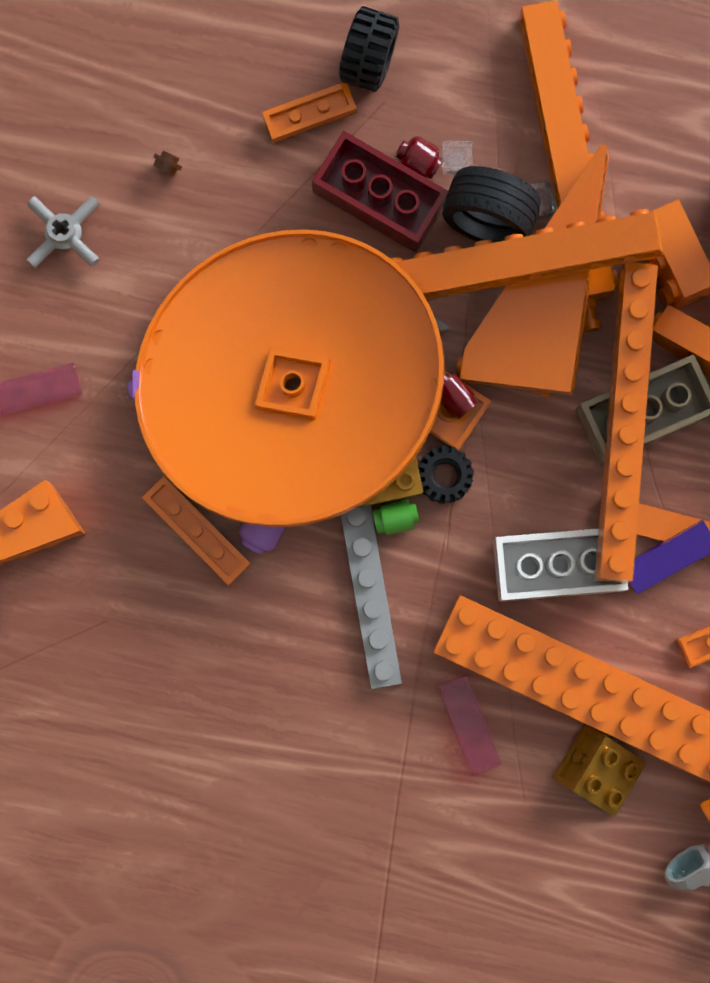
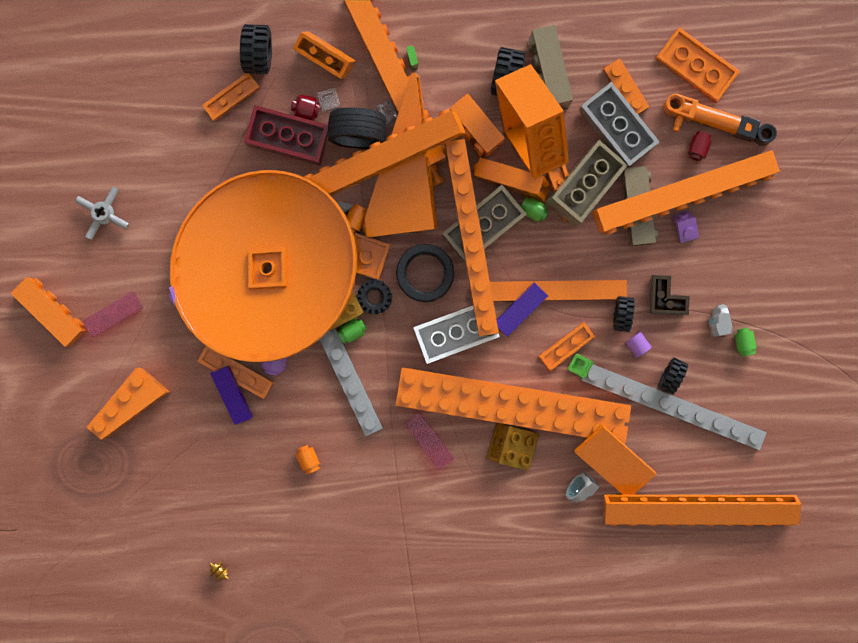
camera: 15 degrees left, 5 degrees up
(79, 838) = (218, 571): none -> pearl gold wheel
(167, 163) = (153, 152): reddish brown plate -> none
(180, 564) = (231, 395): none -> dark purple tile
(270, 699) = (307, 459): none -> orange brick
(454, 341) = (356, 217): none -> orange brick
(456, 396) = (367, 248): dark red brick -> none
(469, 87) = (324, 54): none -> orange brick
(556, 428) = (425, 249): none -> black tyre
(602, 127) = (412, 57): none -> bright green tile

